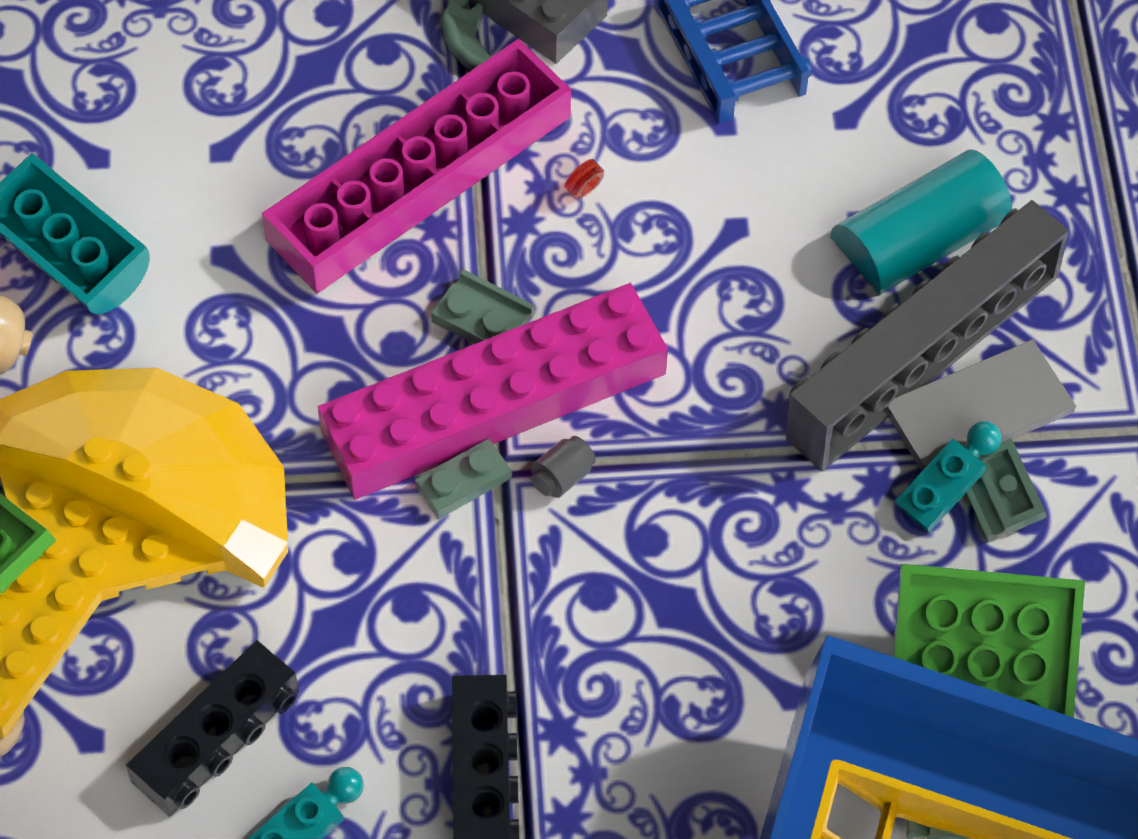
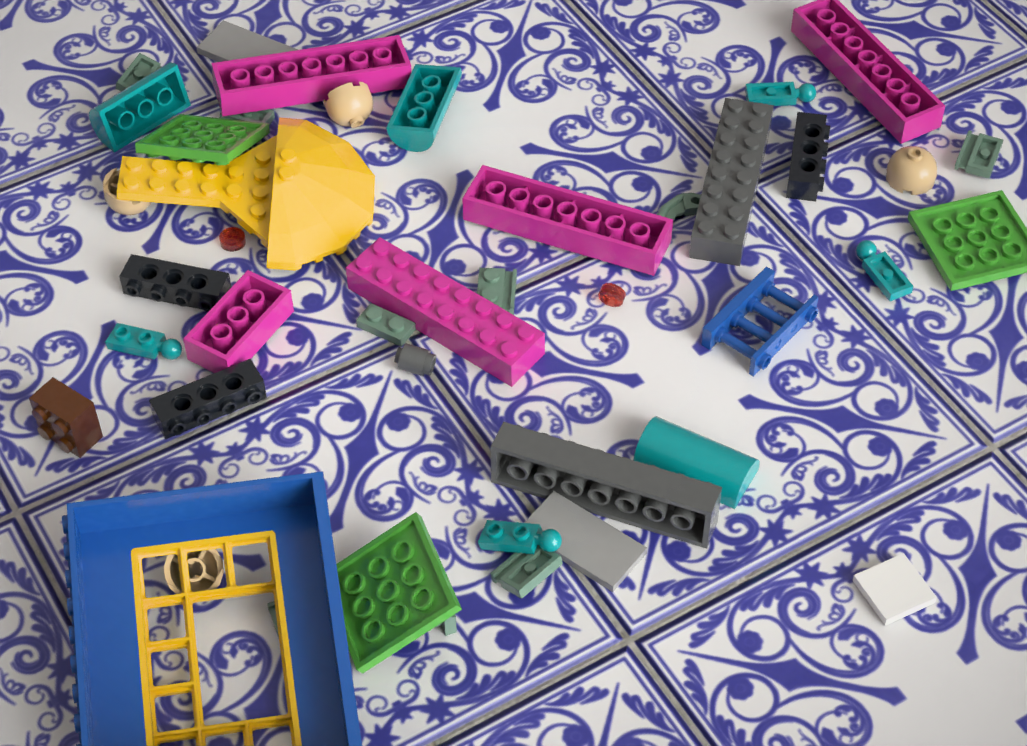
camera: 65 degrees right, 10 degrees down
(156, 615) = (232, 239): none -> clear red tile
(367, 668) = (239, 323): none -> dark pink brick

